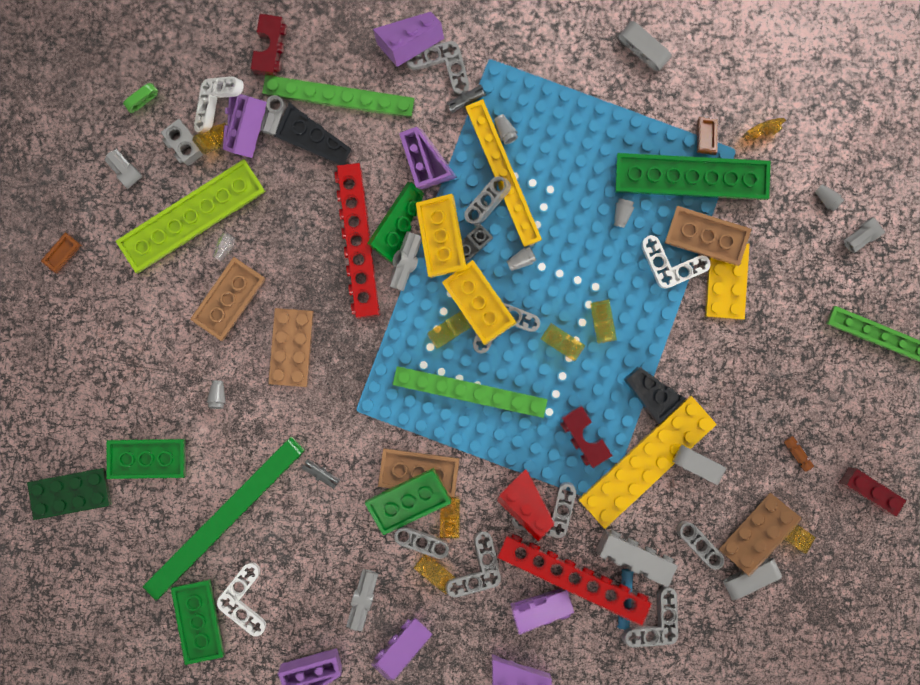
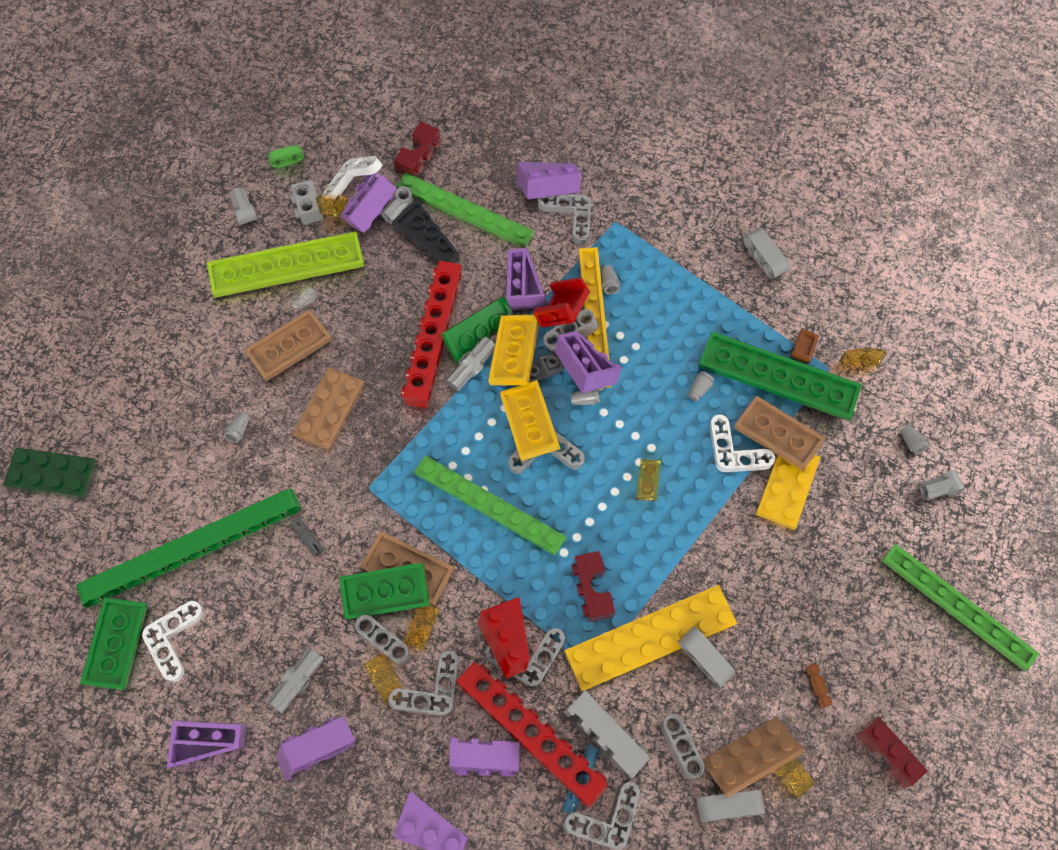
camera: 15 degrees right, 20 degrees down
(61, 253) = (152, 259): dark orange tile -> none
(145, 458) = (141, 464): green plate -> none
(448, 330) = (493, 439): clear yellow slope -> none
(466, 98) = (572, 247): dark grey pin -> none
(472, 174) = (565, 303): none -> red panel
(512, 232) = (585, 364): none -> medium lavender wedge
(563, 342) = (601, 486): clear yellow slope -> none
(653, 394) = (678, 570): black wing -> none

